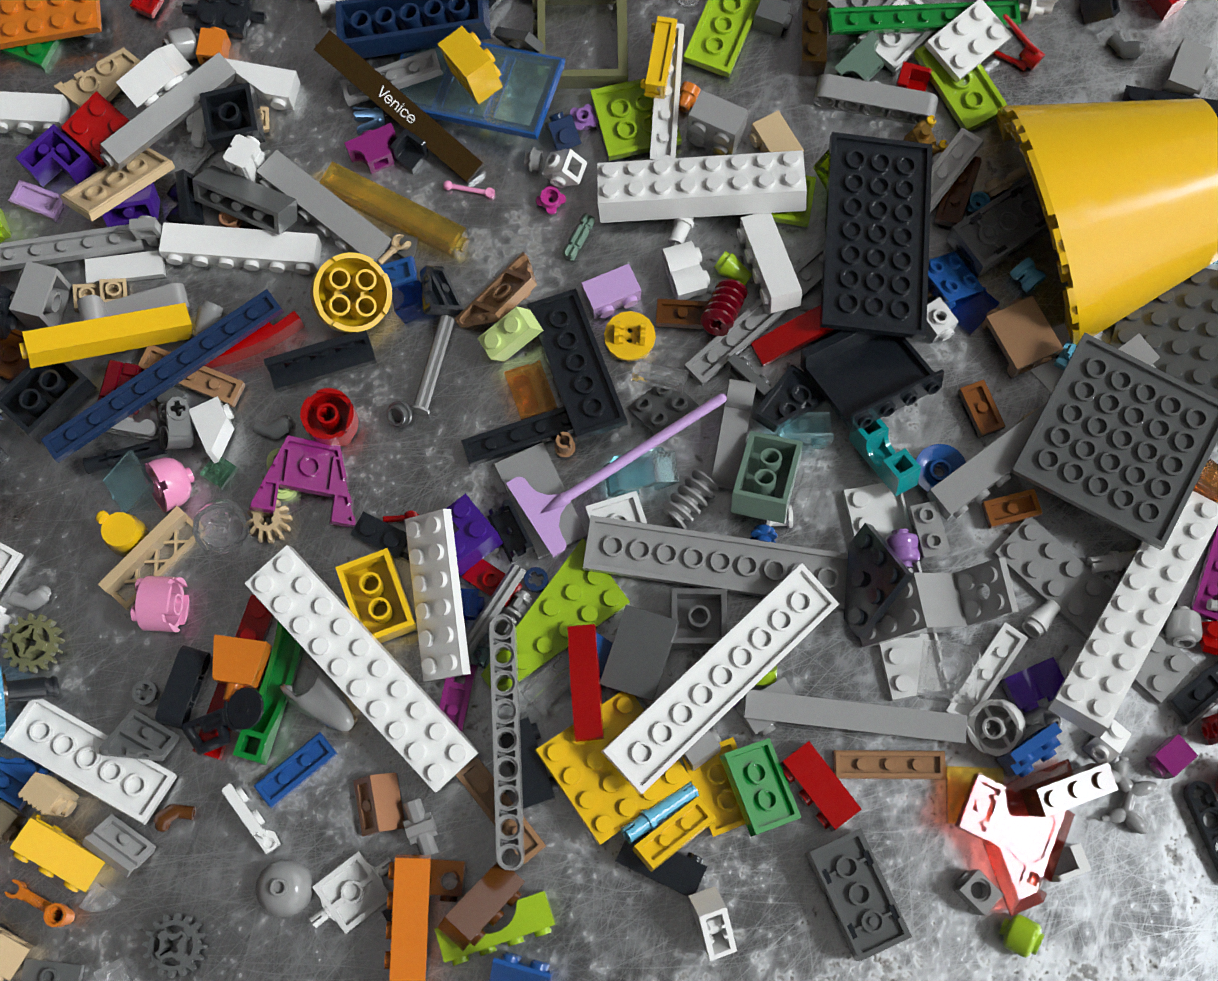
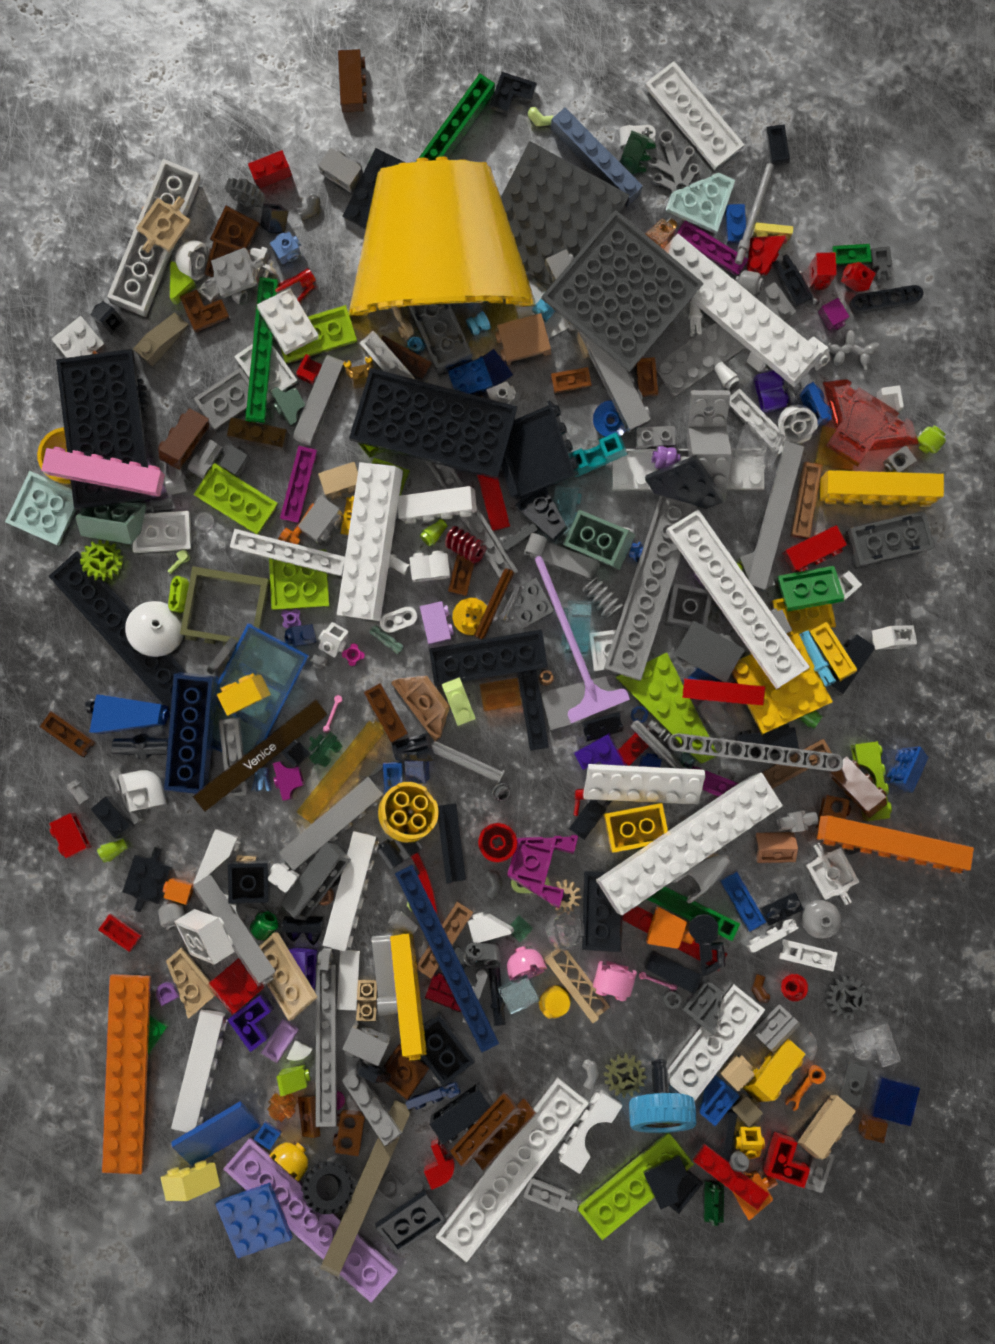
camera: 80 degrees left, 10 degrees up
(26, 224) = (299, 1051): none -> white tile
(83, 58) = (166, 993): none -> medium lavender tile
(174, 648) = (642, 975): none -> bright pink hinge
(181, 864) = (794, 987): none -> red piece
(182, 151) = (263, 925): none -> green head
(224, 575) = (600, 919): none -> black plate
(230, 877) = (809, 955): none -> white plate
(292, 827) = (781, 908): none -> black tile
(295, 295) = (397, 852): none -> black brick
(394, 248) = (372, 774): tan hand -> none
(409, 182) = (319, 755): none -> clear green hips
(481, 251) = (386, 712): none -> reddish brown plate
(571, 824) = (811, 719): none -> bright green cone
(608, 247) = (398, 619): none -> white plate
(651, 358) = (494, 603): none -> reddish brown axle
(660, 57) = (263, 551): yellow container -> none
(763, 94) = (298, 484): none -> magenta plate
(775, 843) = (849, 584): none -> white panel
(931, 868) = (881, 488): none -> yellow brick
(1064, 24) = (286, 247): none -> medium blue brick
(1068, 789) = (847, 386): brick -> none

